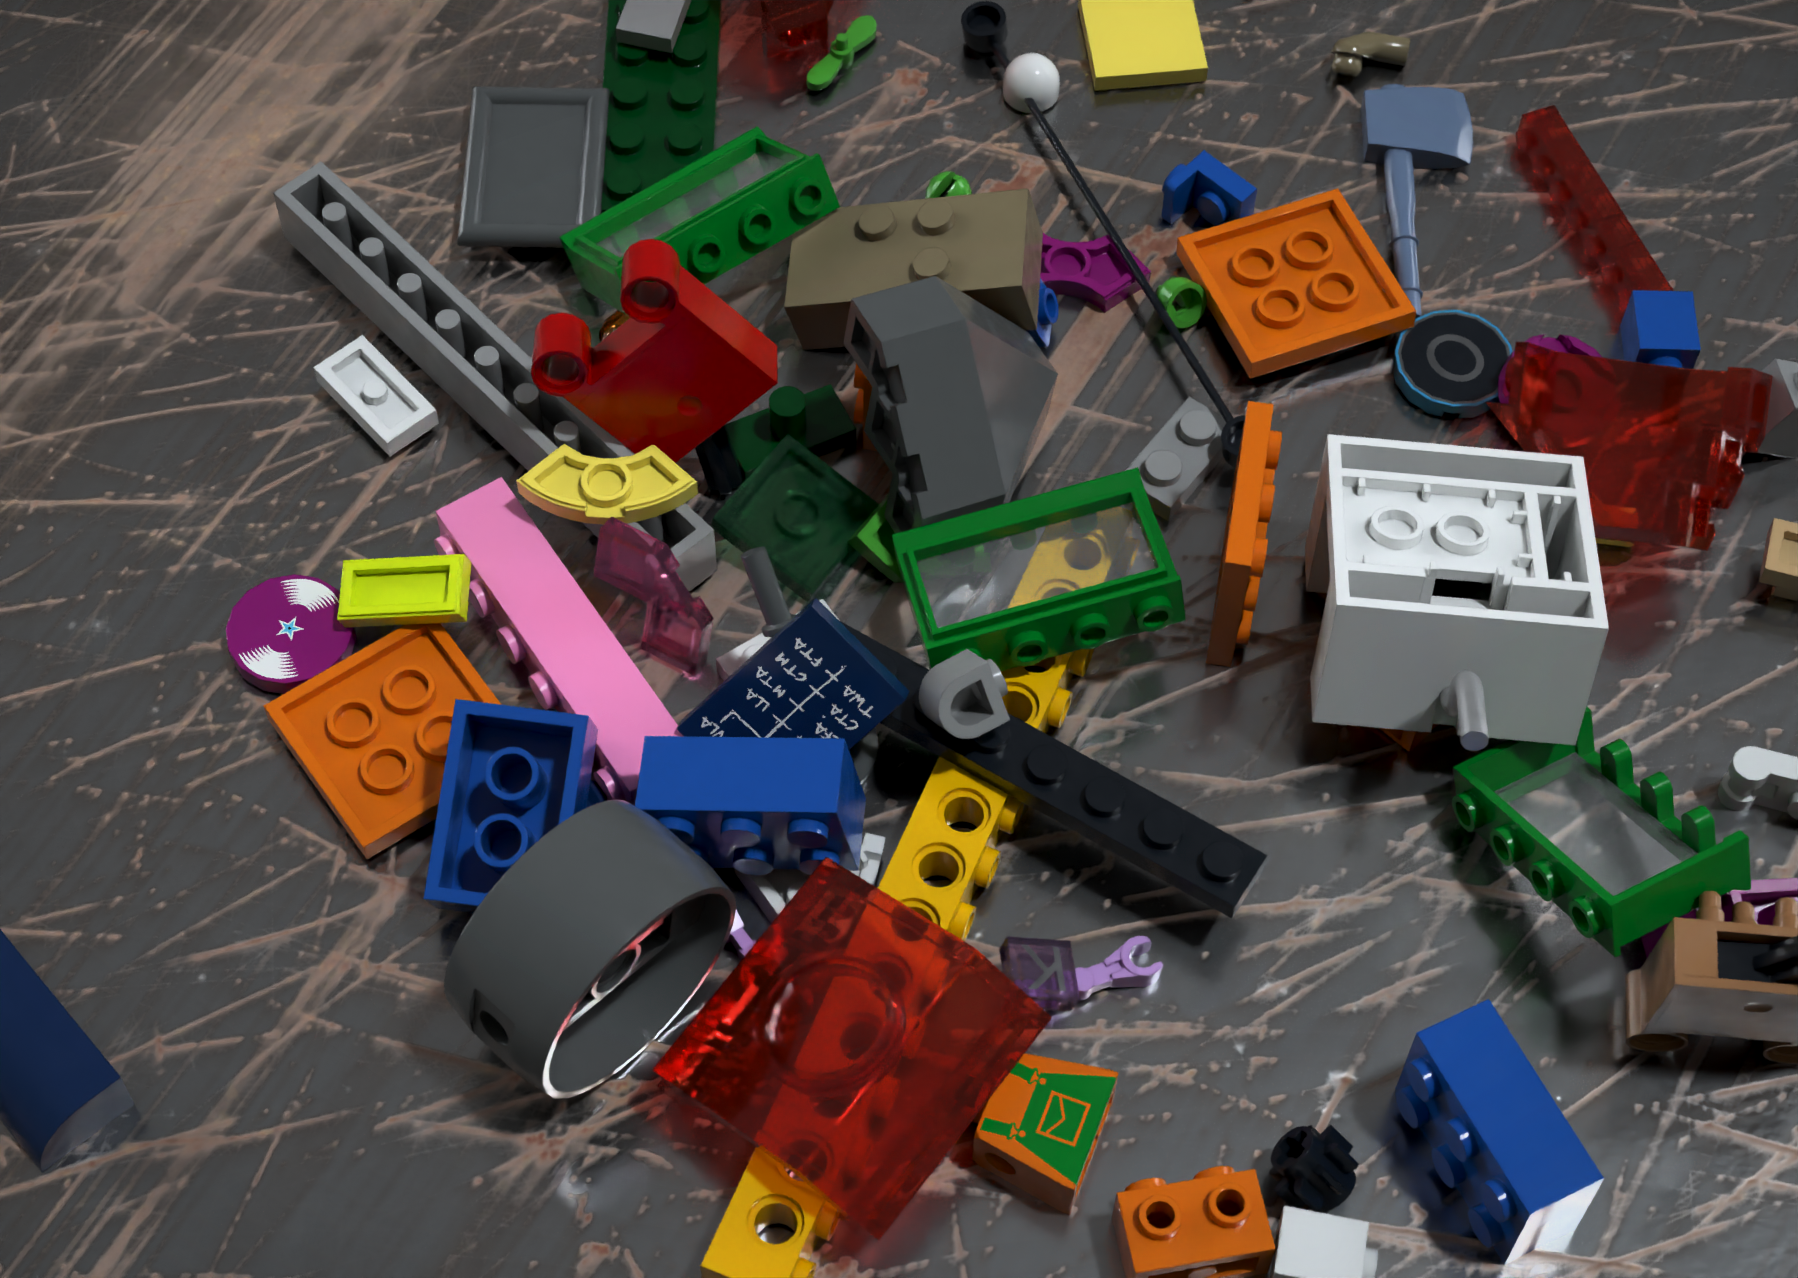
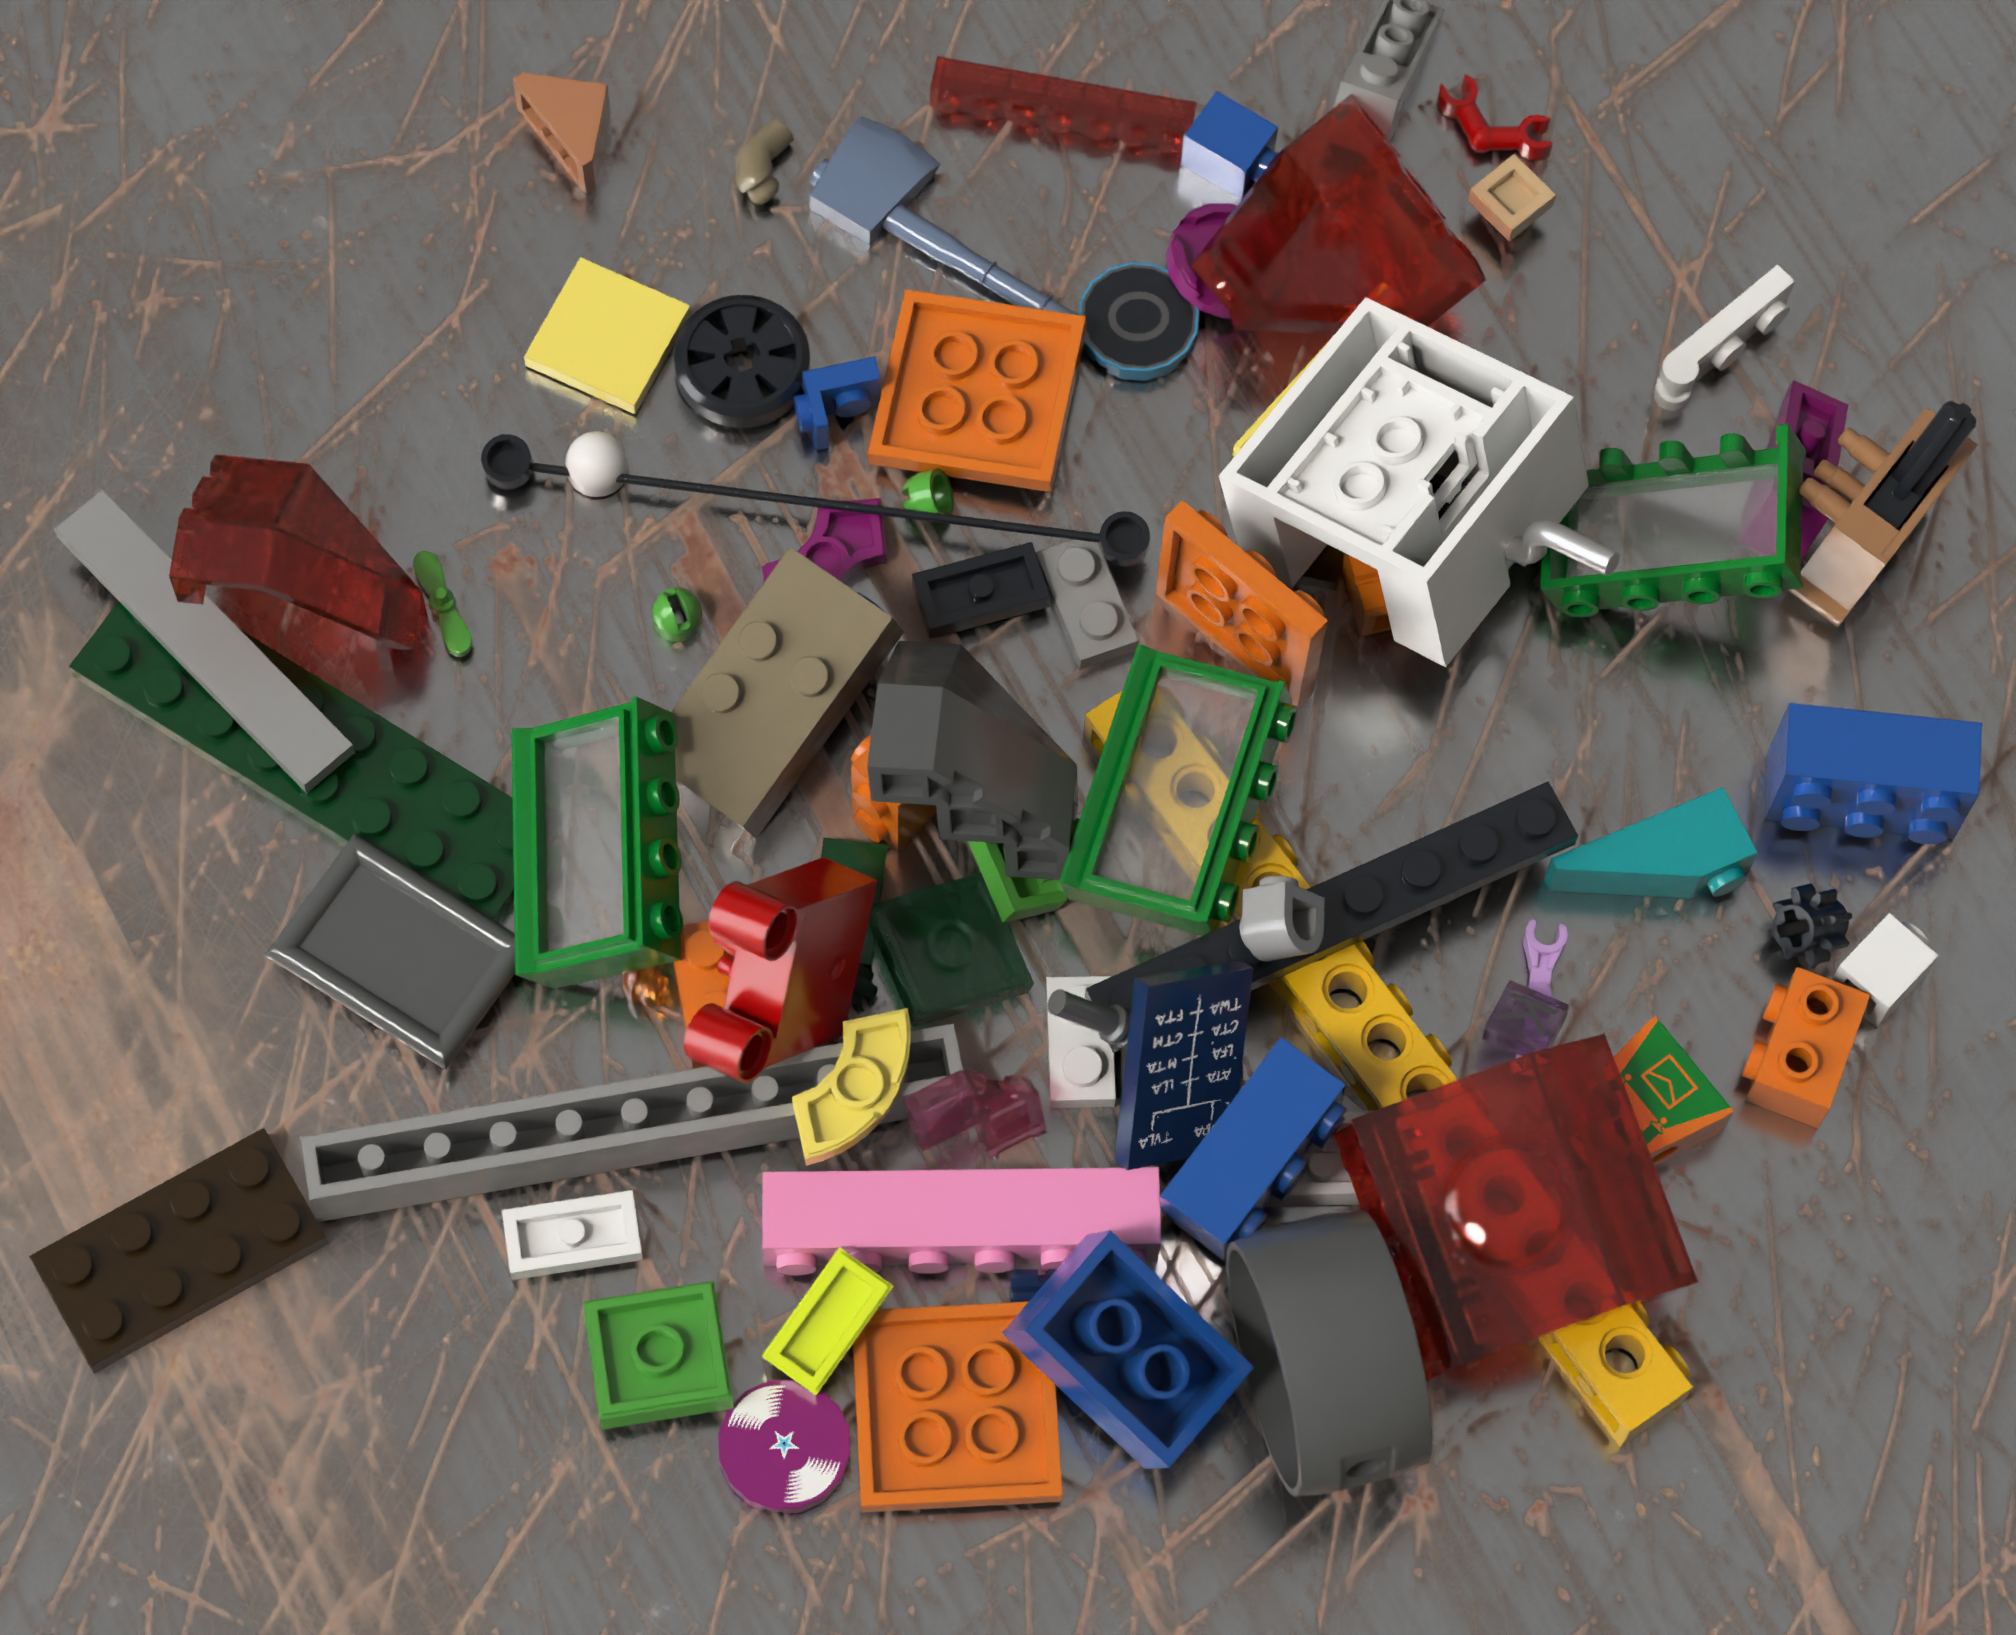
camera: 60 degrees left, 10 degrees up
(197, 164) = (178, 1250): none -> dark brown plate
(311, 504) = (658, 1355): none -> bright green tile
(1125, 376) = (980, 590): none -> black plate
(1187, 98) = (738, 325): none -> black wheel
(1294, 1014) = (1667, 855): none -> teal slope

